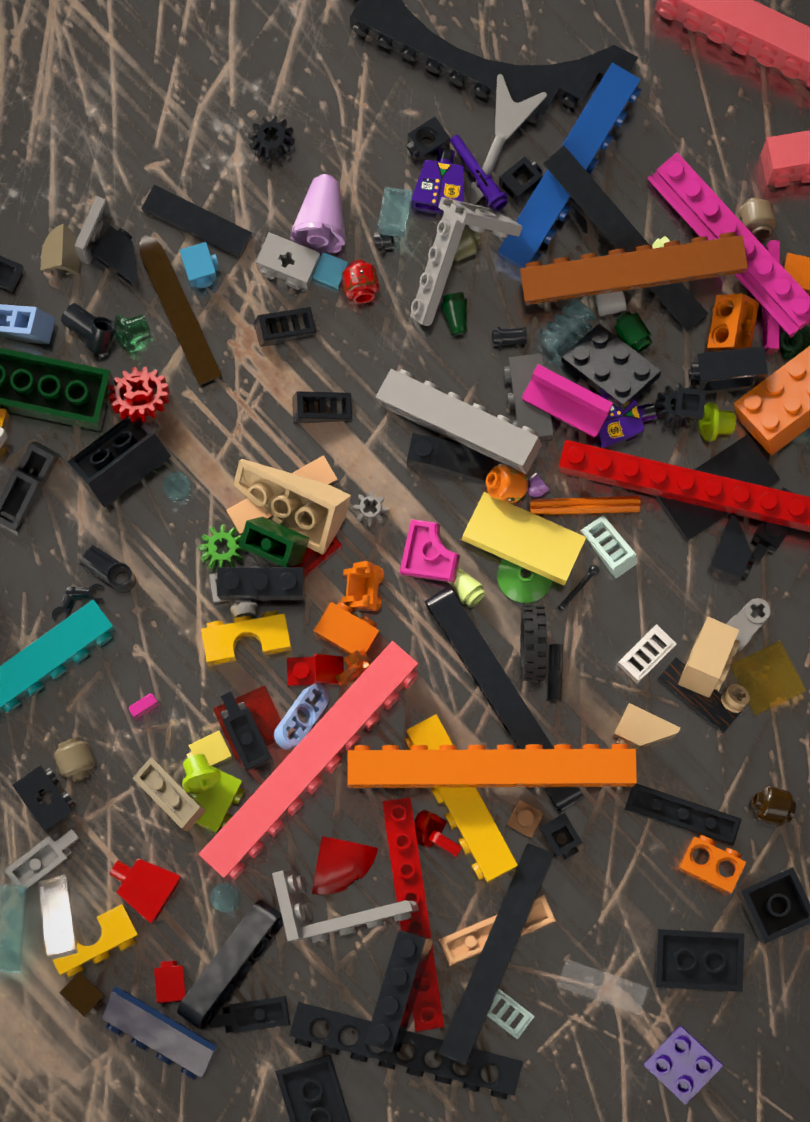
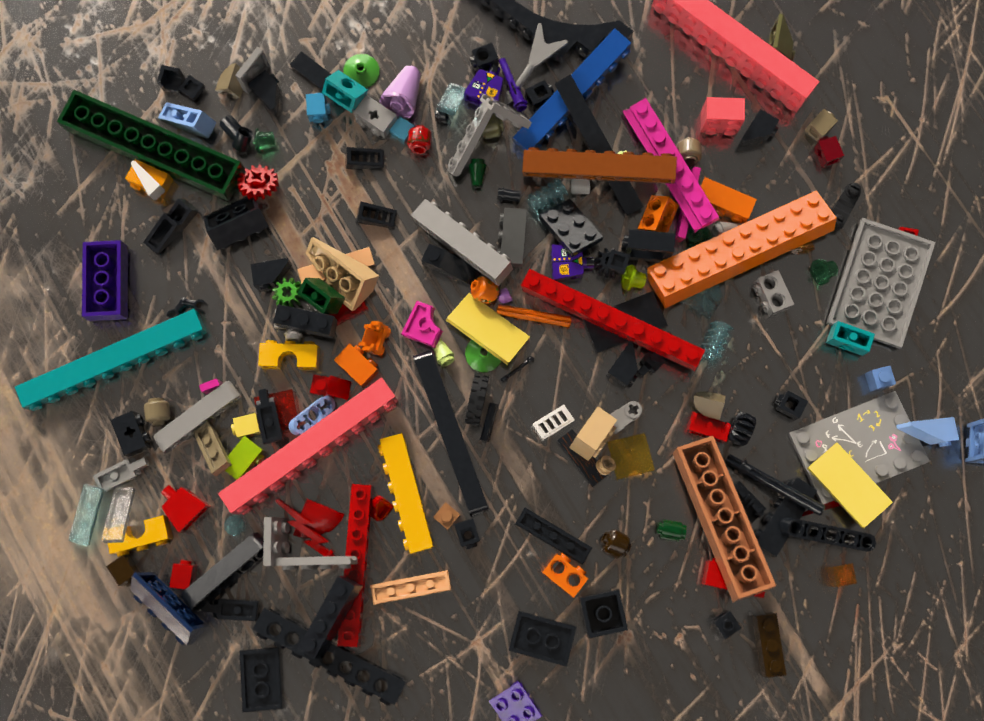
camera: 15 degrees right, 0 degrees up
(107, 568) = (210, 291): black piece -> none
(133, 754) = (196, 416): none -> light grey beam
(176, 486) = (269, 247): clear light blue tile -> none
(178, 311) = (297, 135): dark brown piece -> none
(188, 525) = (269, 272): none -> black slope
(199, 775) = (232, 440): lime piece -> none
(236, 233) = (344, 90): none -> teal brick
(249, 208) = (365, 77): none -> bright green dish
(269, 128) = (389, 33): black gear -> none
(319, 875) = (299, 524): none -> red piece
(356, 663) = (355, 387): clear orange slope -> none
(371, 501) = (396, 285): light grey gear -> none
(444, 843) = (387, 521): red tile -> none
(491, 767) = (429, 477): orange brick -> none
(496, 954) = (404, 605): black tile -> none
(518, 1009) = (396, 648): light aqua slope -> none
(567, 401) = (536, 243): dark pink panel -> none
(602, 987) = (473, 641): clear tile -> none
(623, 564) = (550, 356): light aqua slope -> none
(633, 331) = (591, 208): dark green brick -> none
(642, 728) = (538, 472): tan slope -> none

